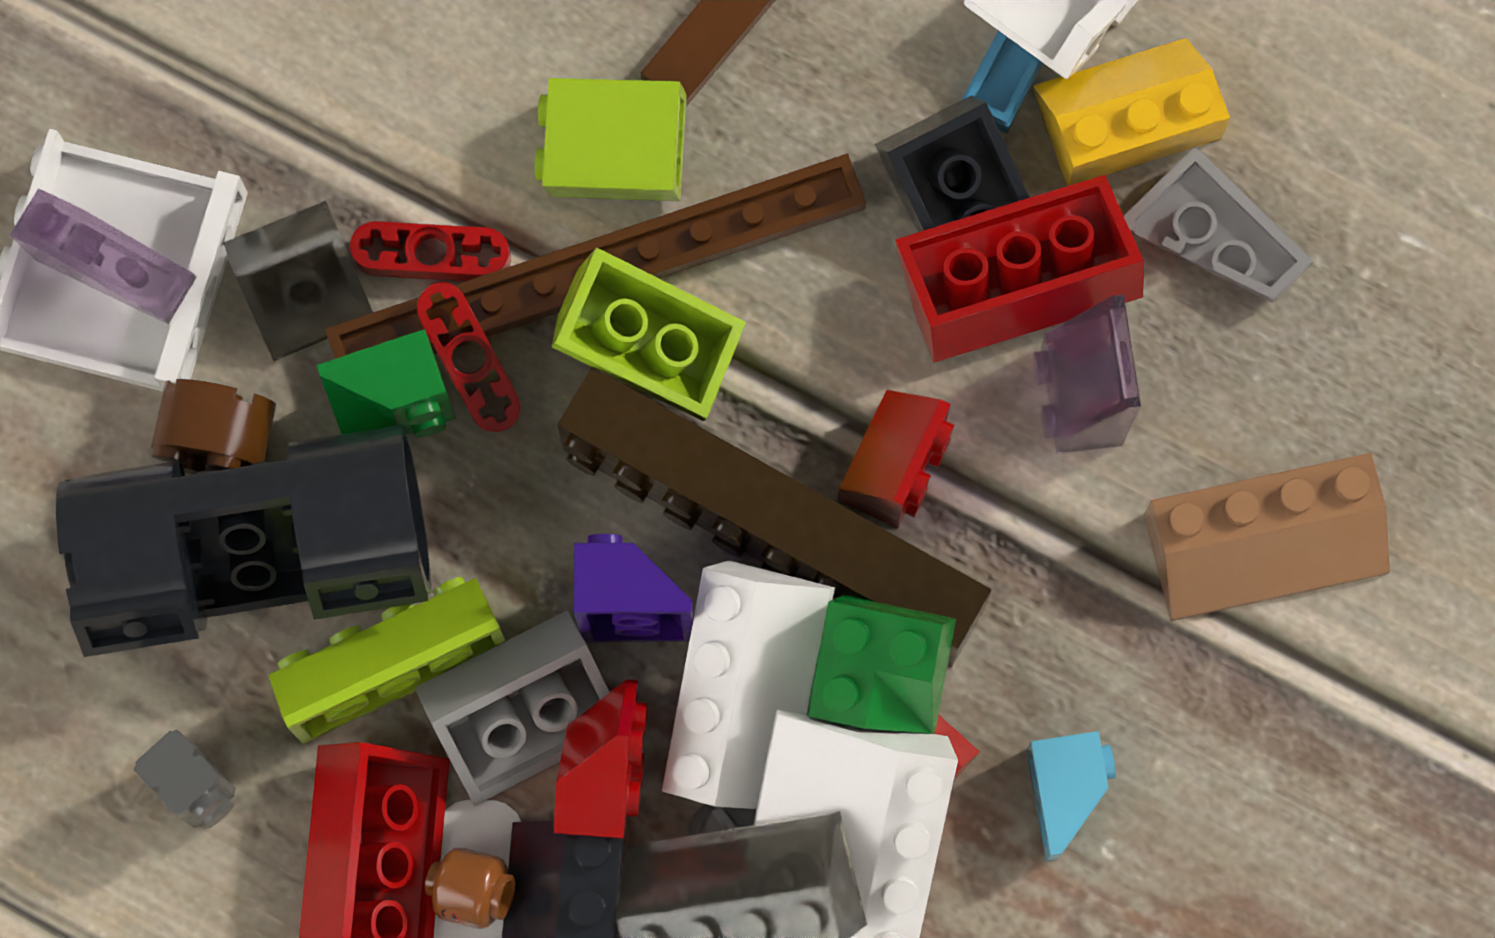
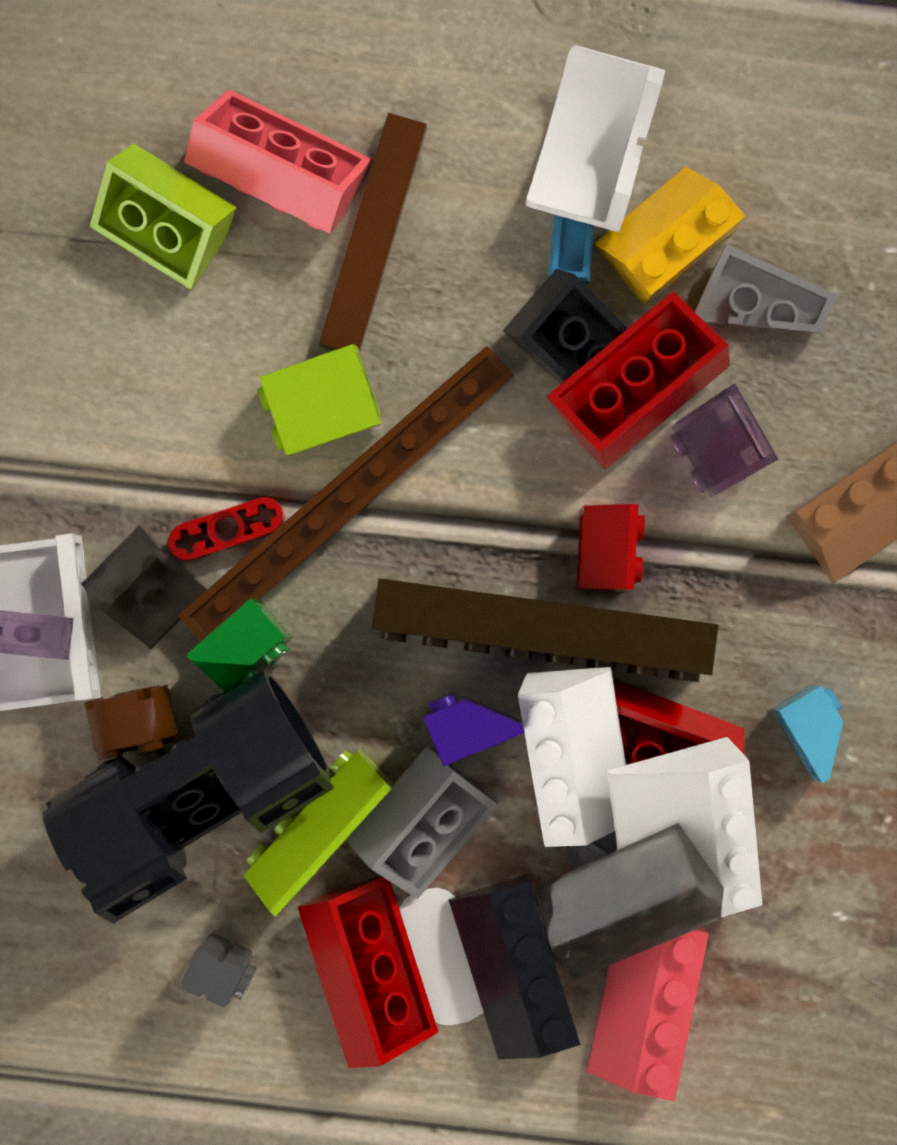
camera: 20 degrees left, 10 degrees up
(470, 888) = (440, 960): dark orange head -> none
(500, 386) = (301, 623): red beam -> none
(602, 766) = (496, 846): red slope -> none
(647, 333) = (404, 536): lime slope -> none
(881, 666) = (666, 711): green slope -> none

